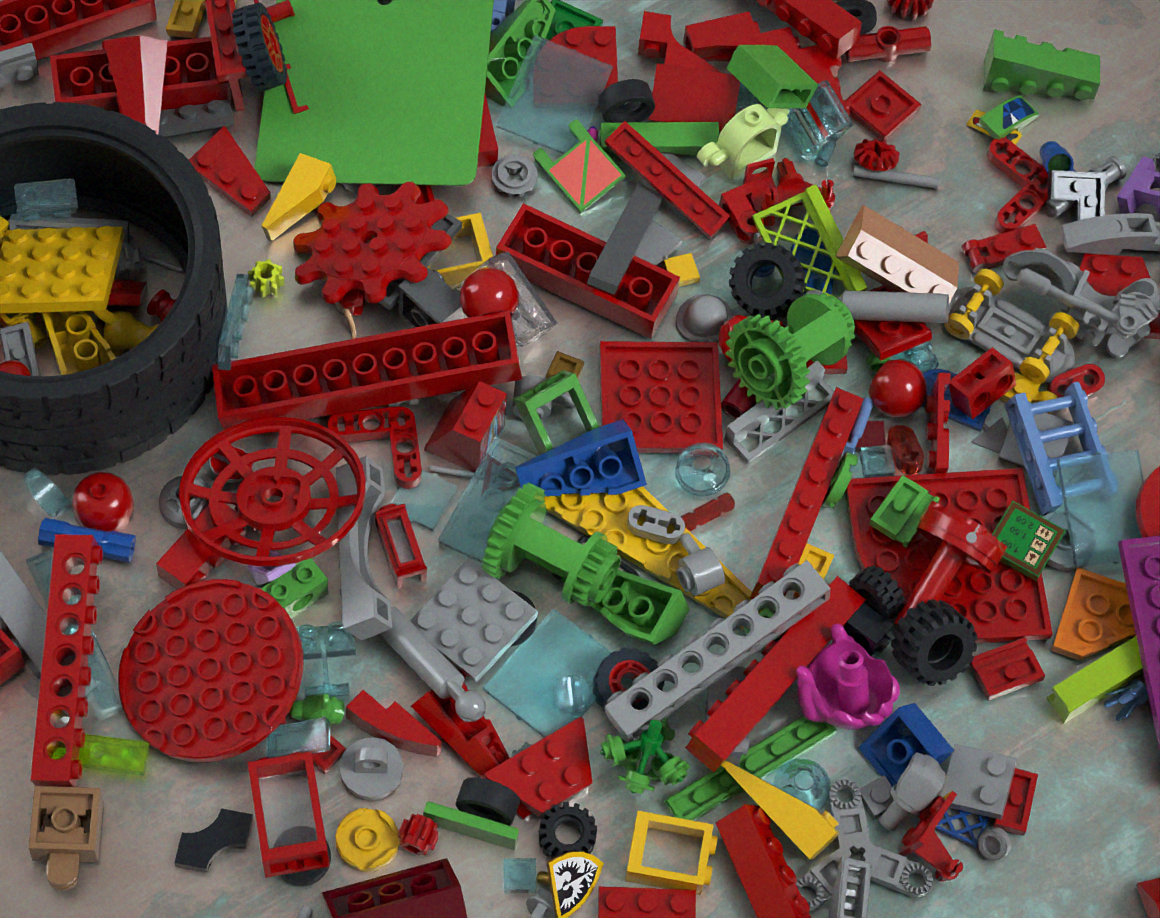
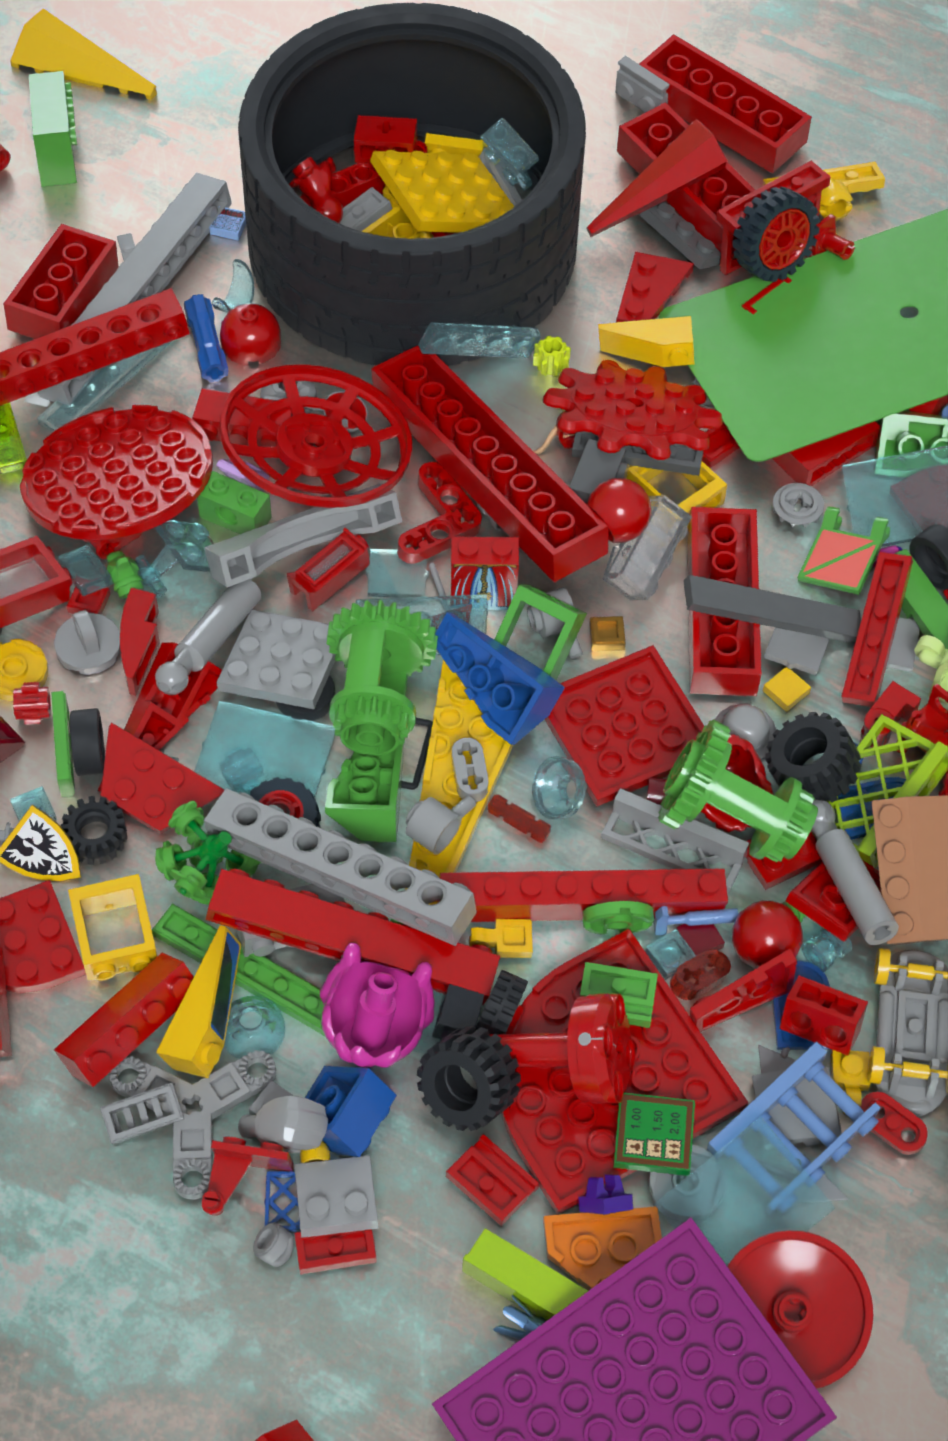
camera: 70 degrees right, 5 degrees down
(1060, 597) = (605, 1199): none -> dark purple tile

